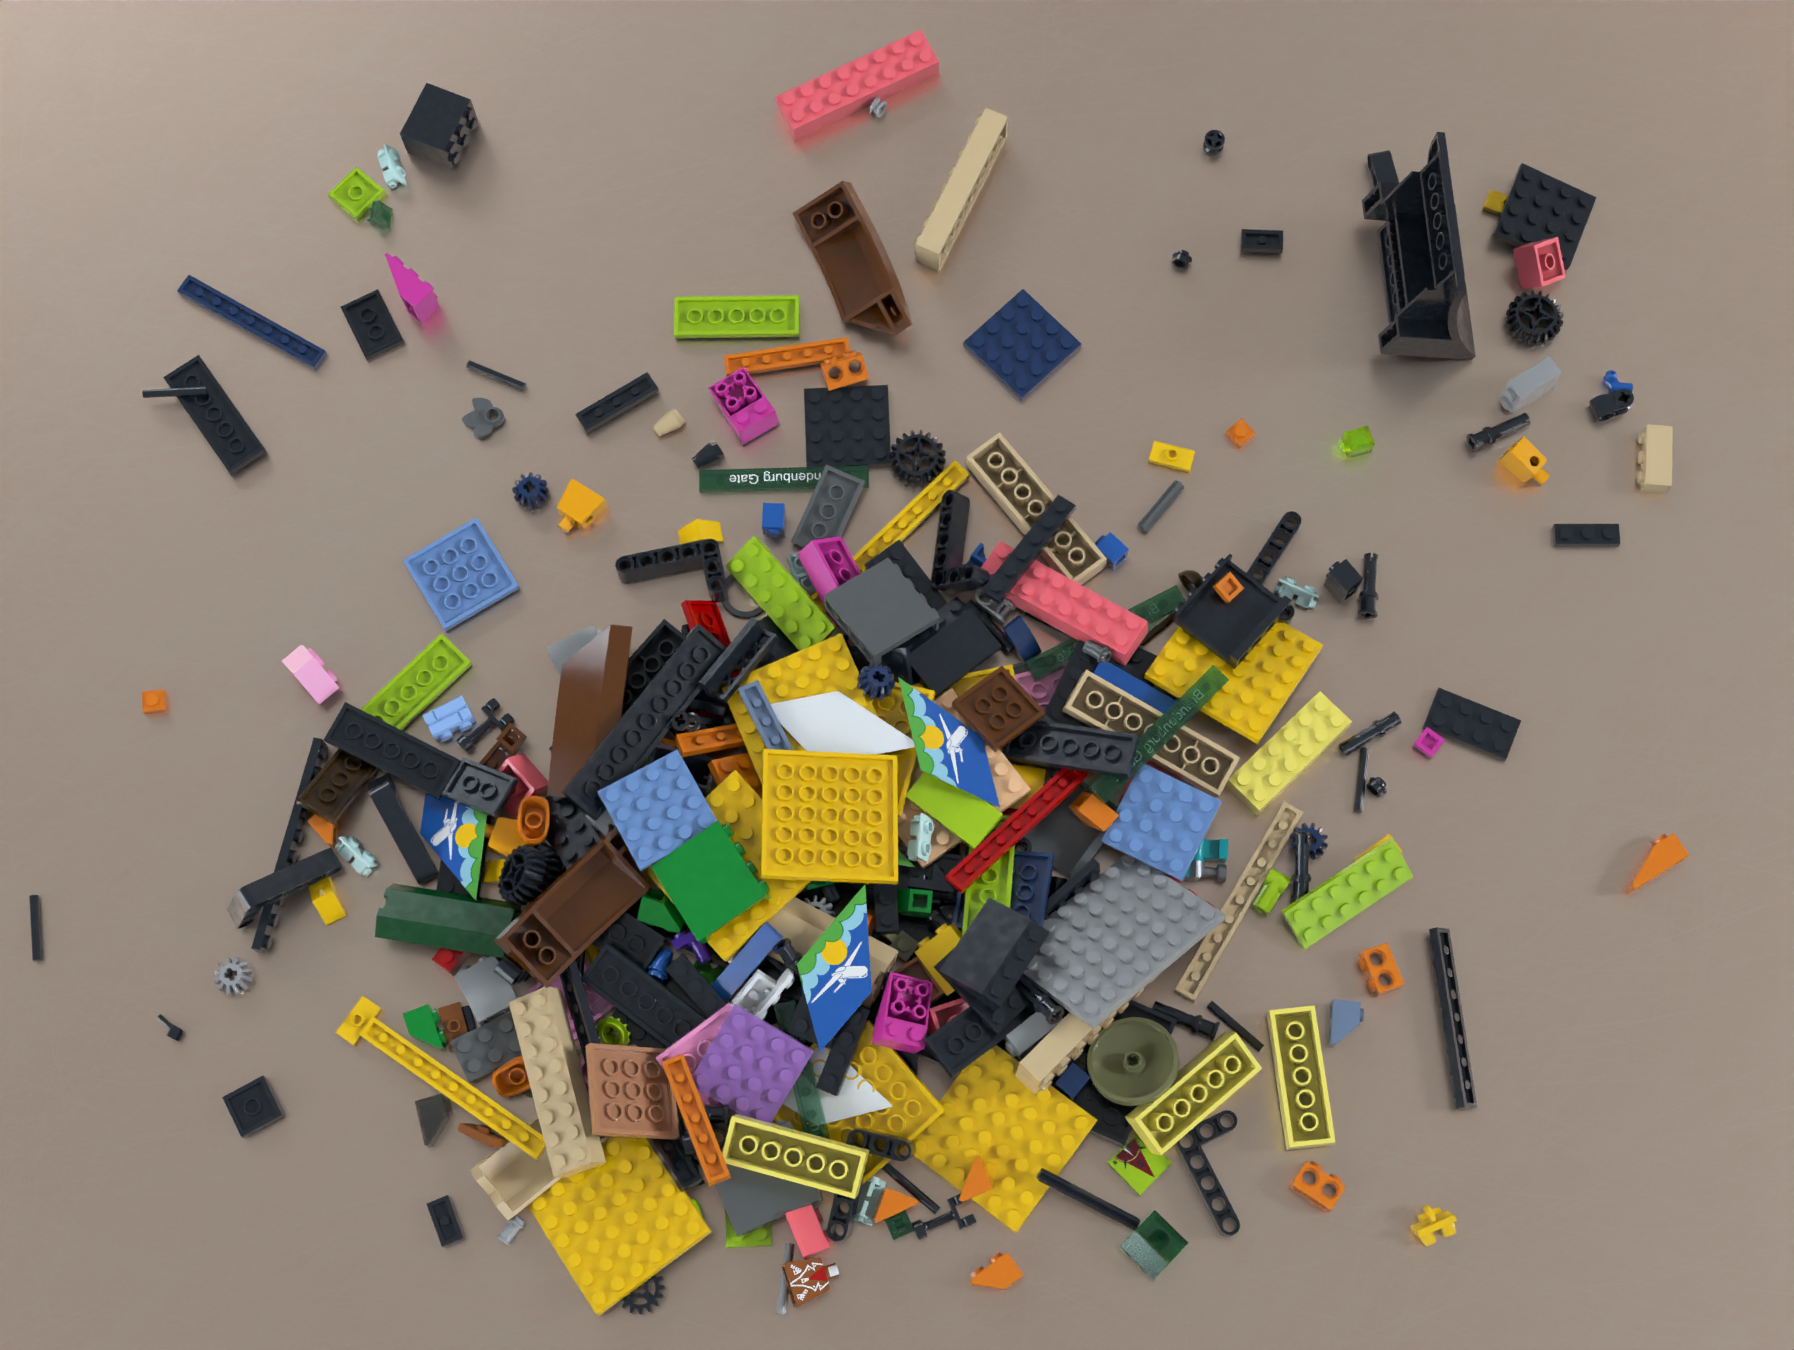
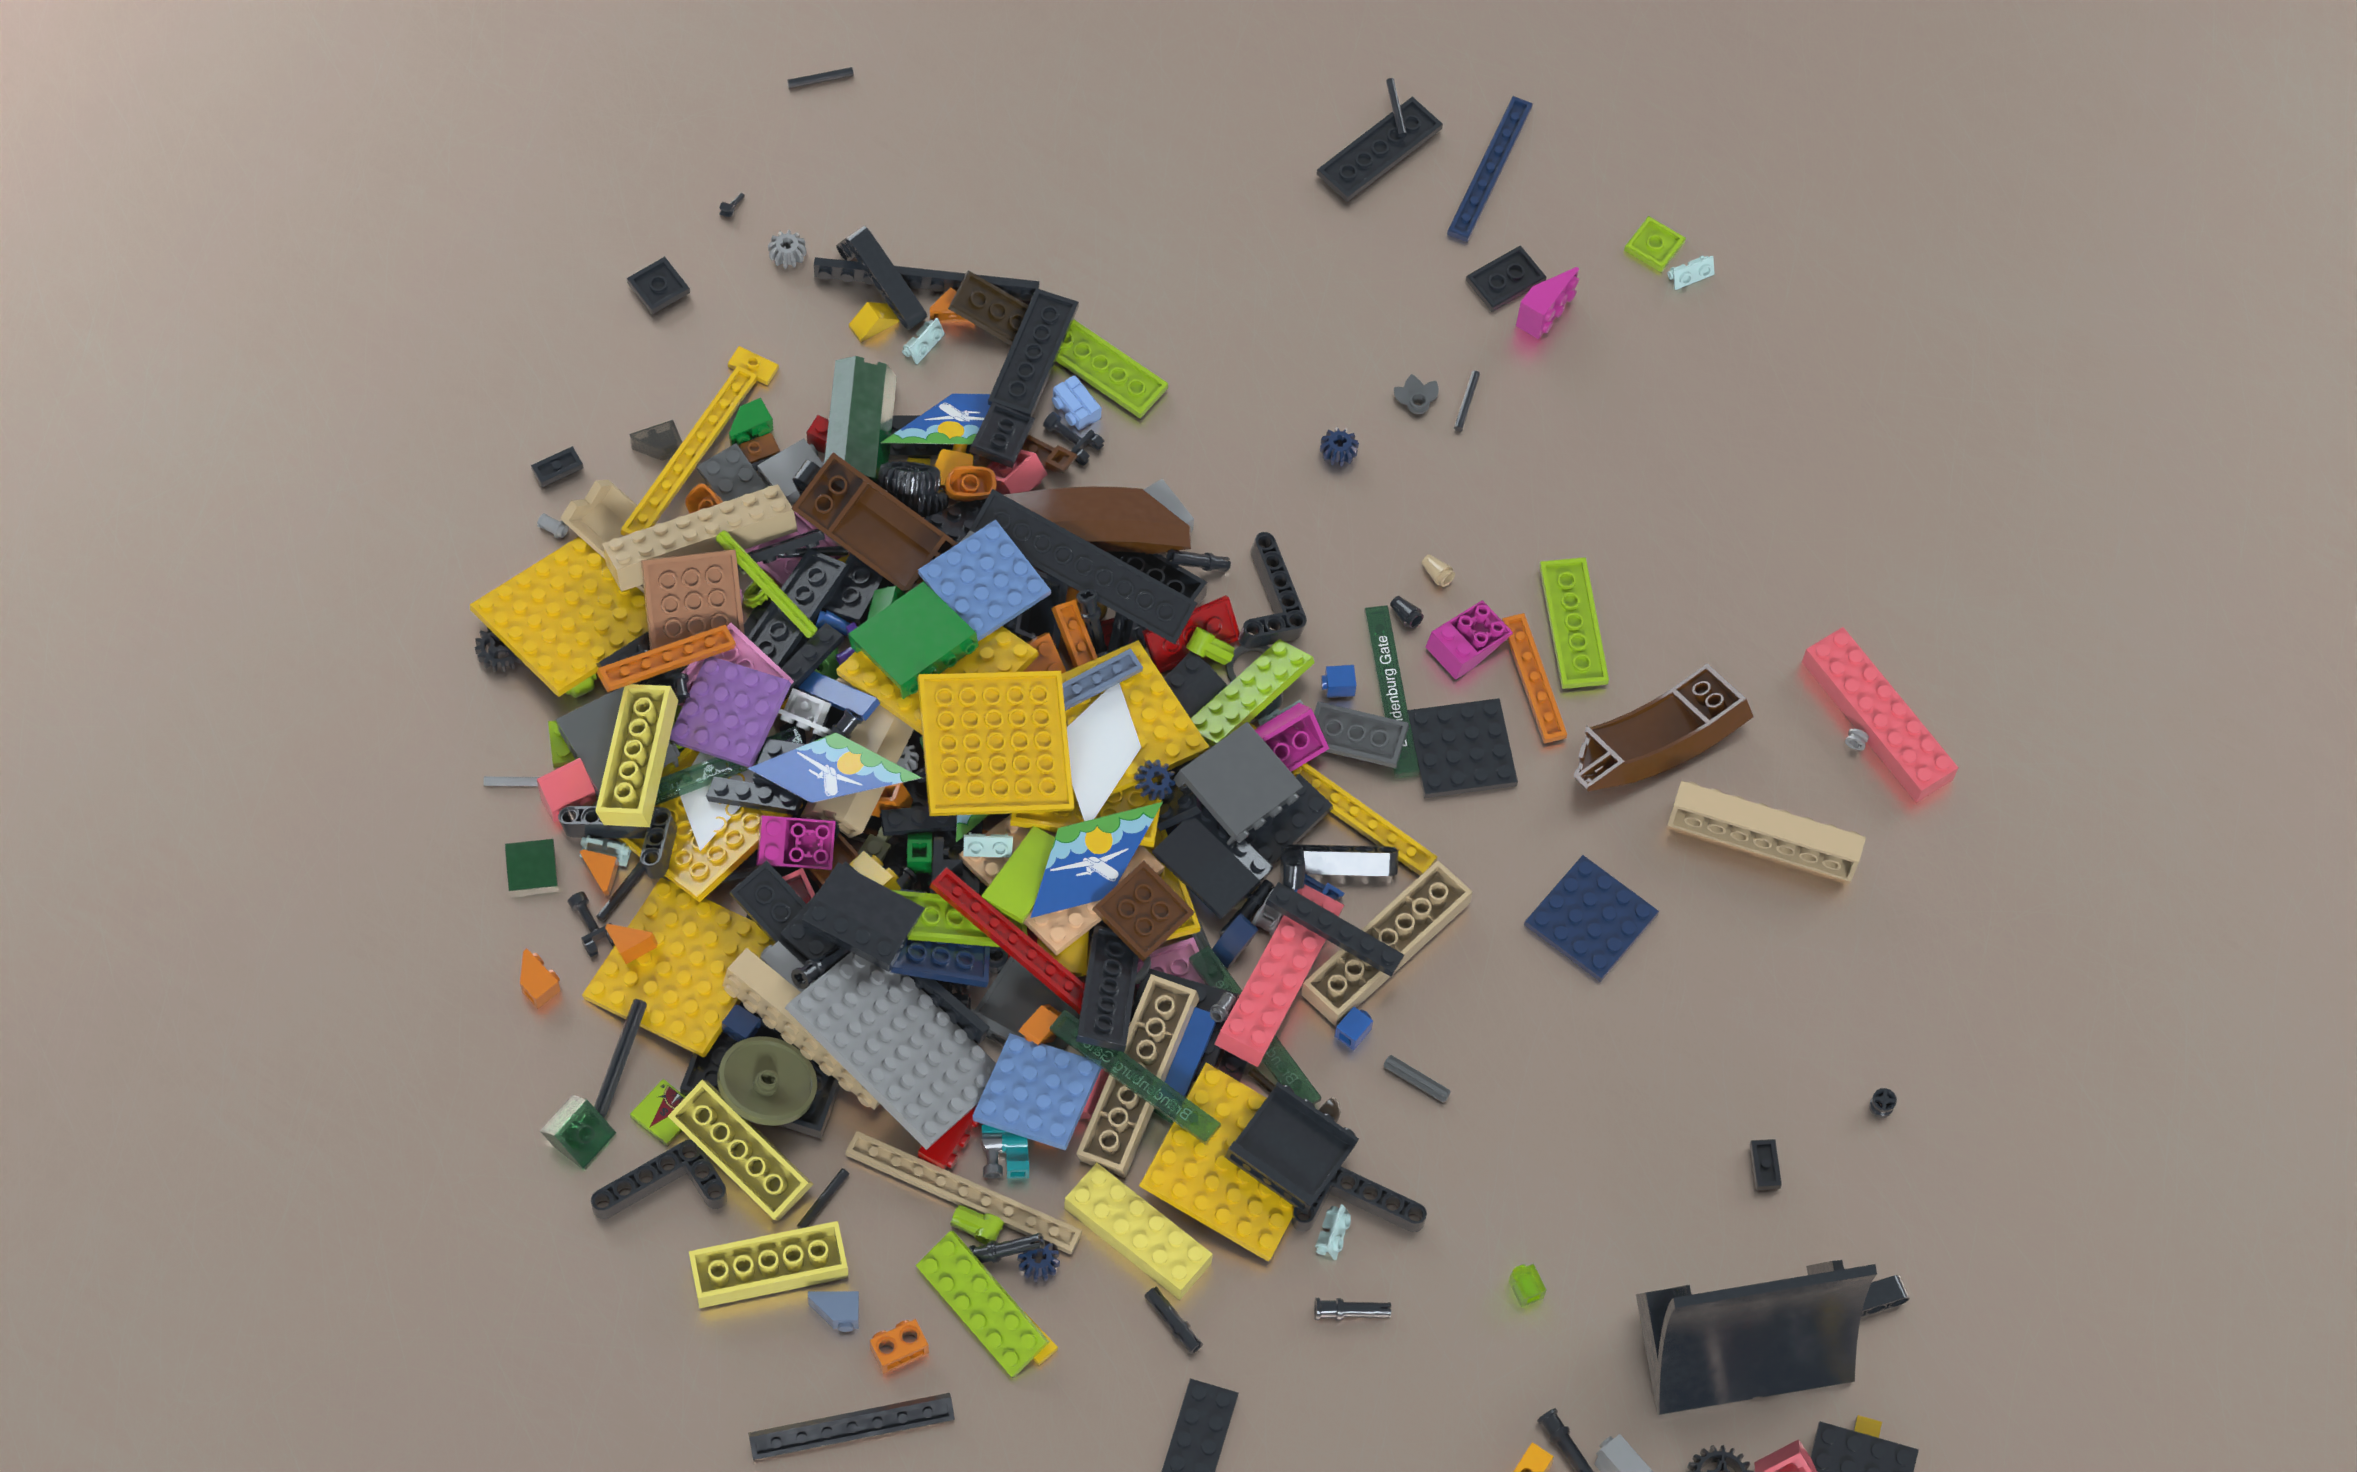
camera: 75 degrees right, 10 degrees down
(154, 701) = (1063, 142): orange plate -> none
(309, 672) = (1105, 268): bright pink brick -> none
(380, 214) = (1632, 267): clear green tile -> none
(401, 828) = (951, 367): black beam -> none
(439, 126) = (1743, 304): black container -> none
(461, 574) = (1236, 394): medium blue plate -> none
(482, 1134) = (643, 482): dark orange plate -> none
(579, 506) = (1327, 494): light orange torso -> none
(617, 402) = (1453, 517): black plate -> none
(623, 1018) = (767, 585): none -> lime axle
(637, 620) = (1205, 561): none -> black pin
(700, 530) = (1317, 616): yellow slope -> none
(725, 628) = (1207, 645): none -> lime piece
(734, 659) = (1167, 648): black fence -> none
(807, 1279) = (519, 797): dark orange torso -> none
(845, 376) = (1521, 736): orange brick -> none
(876, 1273) = (531, 865): none -> dark green slope
(899, 1225) = (583, 881): clear green tile -> none
(919, 440) = (1452, 817): black gear -> none
(1171, 456) = (1479, 1086): yellow plate -> none
(1181, 259) = (1727, 1078): black plate -> none
(1194, 1023) = (821, 1155): black pin -> none
(1228, 587) = (1318, 1140): orange plate -> none
(1240, 433) = (1519, 1159): orange plate -> none
(1314, 1191) = (647, 1291): orange brick -> none
(1342, 580) = (1349, 1272): black brick -> none
(1361, 780) = (1119, 1316): black bar -> none
(1377, 786) = (1112, 1331): black plate -> none
(1428, 742) = (1170, 1385): dark pink plate -> none
(1431, 1221) = (620, 1413): yellow hips -> none

